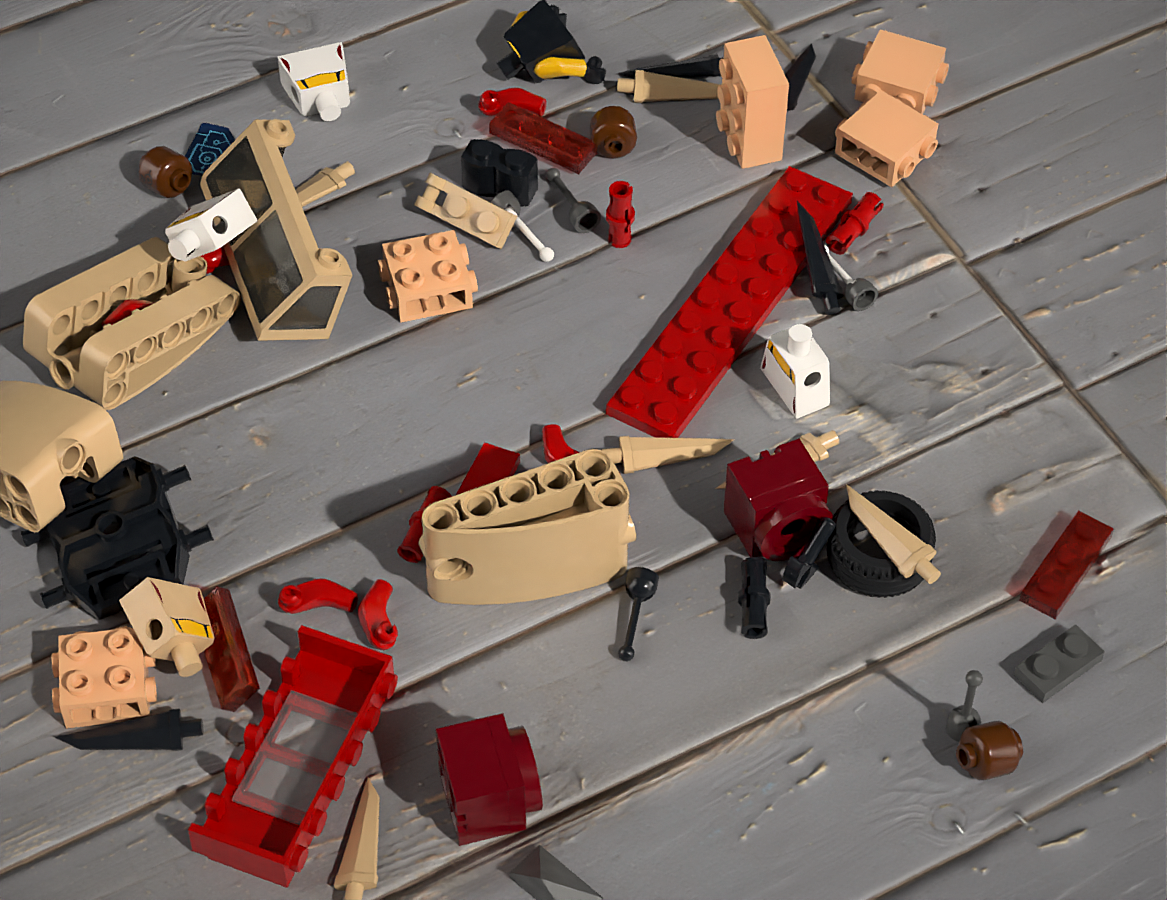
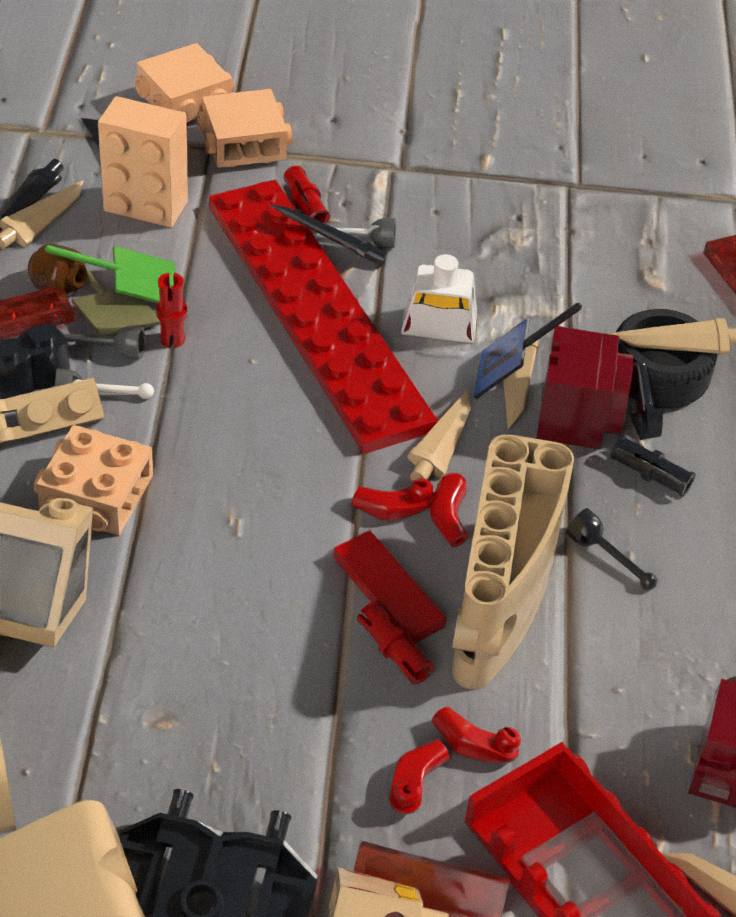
camera: 60 degrees left, 5 degrees down
(601, 175) = (112, 310): none -> olive piece
(656, 179) = (133, 271): none -> bright green piece
(785, 435) = (508, 352): none -> piece

